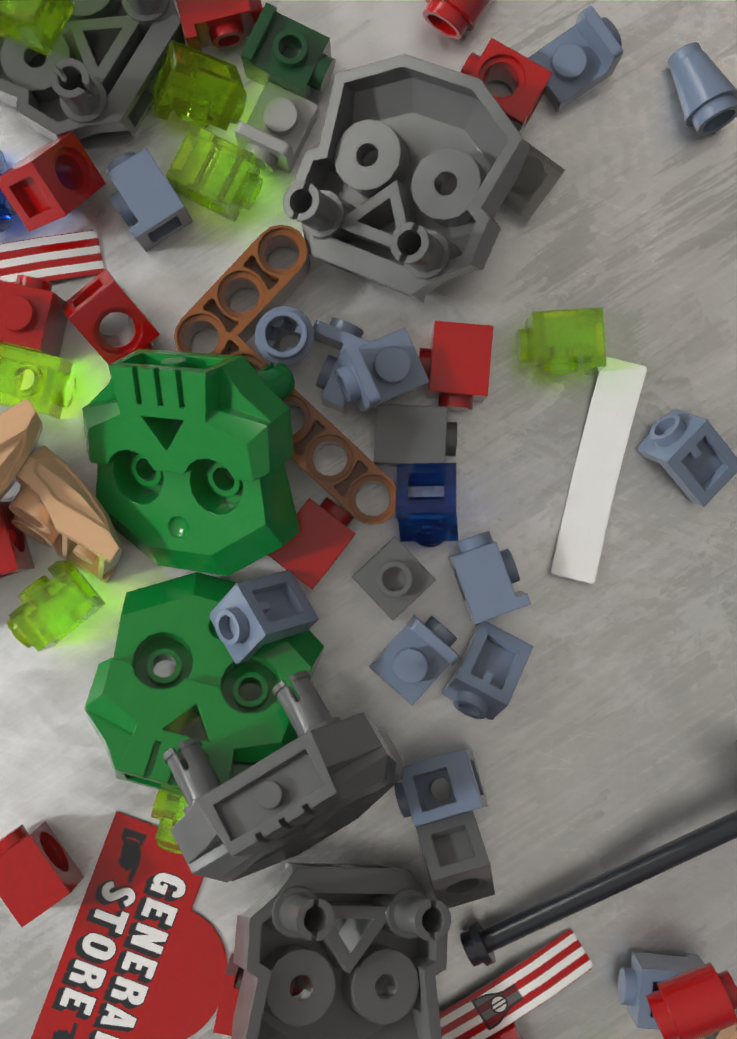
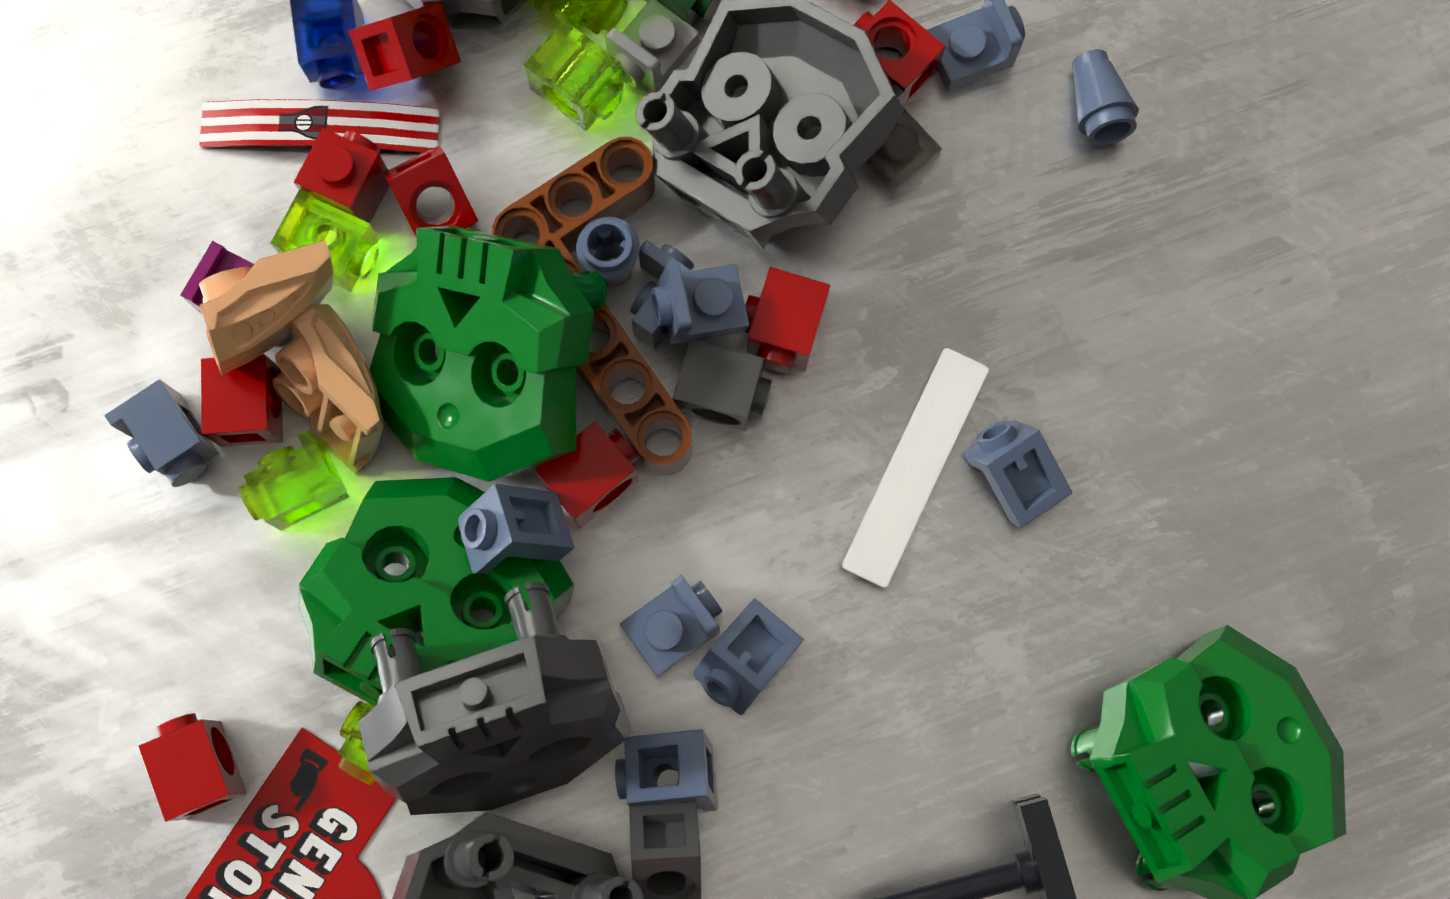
camera: 10 degrees right, 10 degrees down
(146, 198) = (499, 87): sand blue brick -> none
(393, 578) = (667, 528): dark grey brick -> none
(427, 519) = (715, 472): clear blue brick -> none
(486, 578) = (768, 552): sand blue brick -> none
(563, 340) = (903, 320): clear neon green brick -> none

